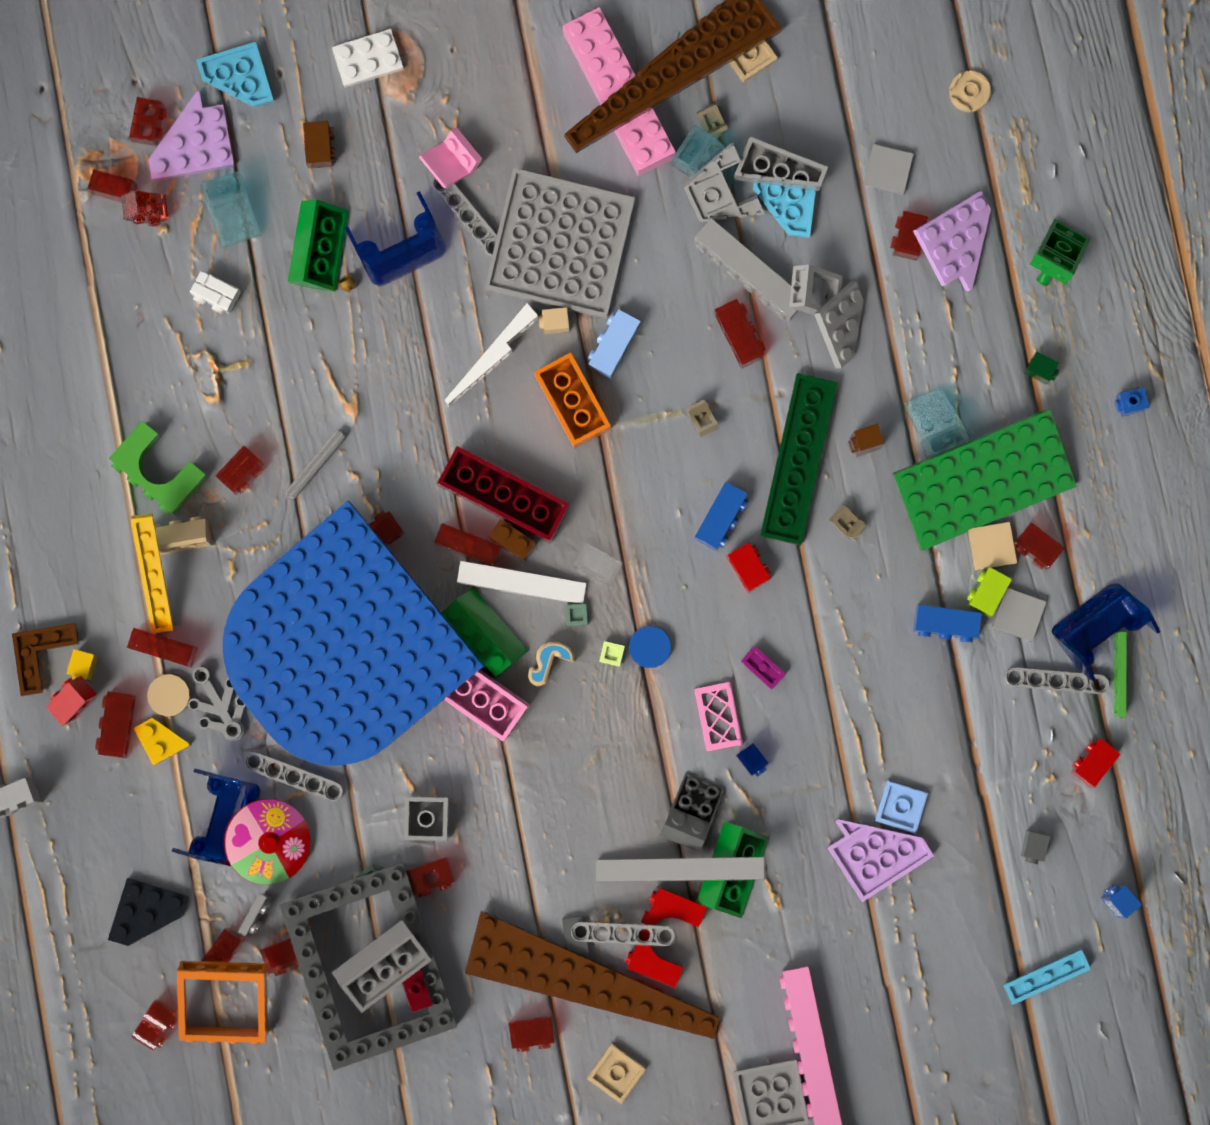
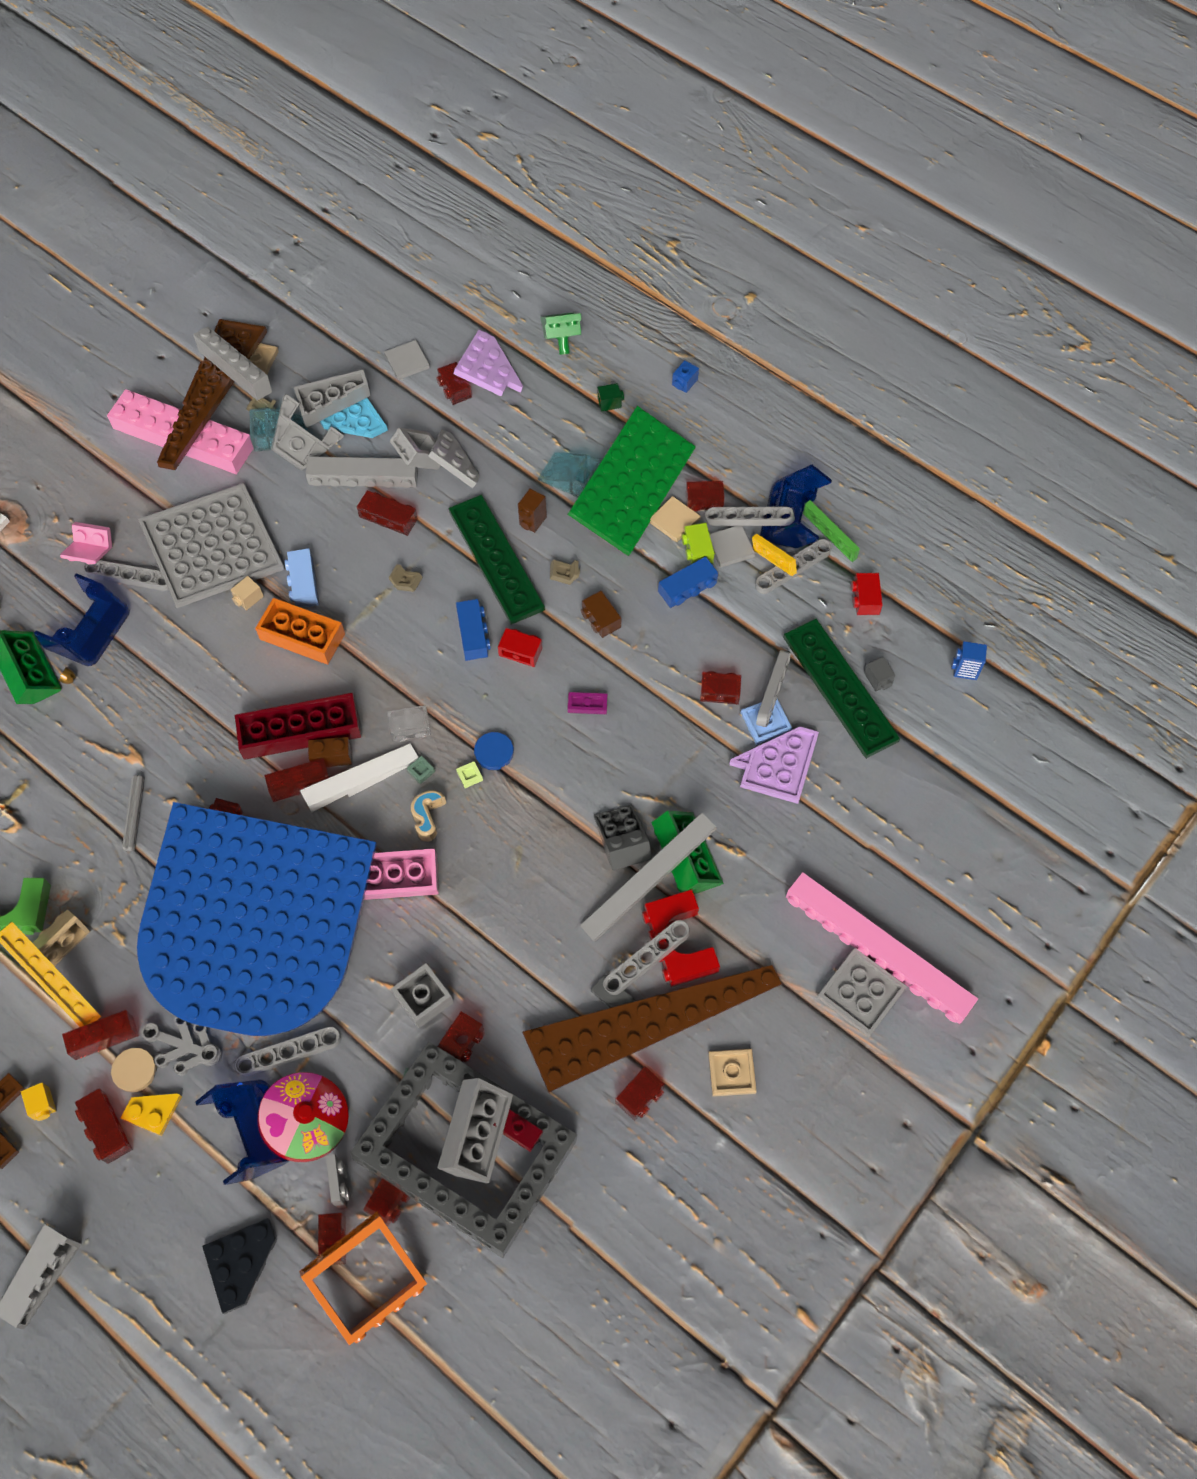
camera: 40 degrees left, 20 degrees down
(71, 700) = (47, 1134): brick -> none
(155, 1025) = (319, 1352): clear red brick -> none
(240, 470) = (72, 858): clear red brick -> none
(484, 632) = (382, 830): green slope -> none
(495, 353) = (218, 644): white slope -> none
(706, 729) = (583, 774): bright pink window -> none
(713, 63) = (232, 363): none -> light grey brick
(752, 760) = (634, 767): clear blue brick -> none
(844, 592) = (601, 614): none -> reddish brown brick
(887, 746) = (720, 688): none -> clear red brick
(930, 786) = (773, 688): none -> light grey beam
(969, 91) = (422, 287): tan tile -> none
(991, 830) = (841, 688): none -> dark green plate
(1044, 660) = (774, 555): none -> yellow tile
(1046, 977) = (969, 752): medium azure plate -> none
(1060, 613) = (756, 520): none -> light grey beam

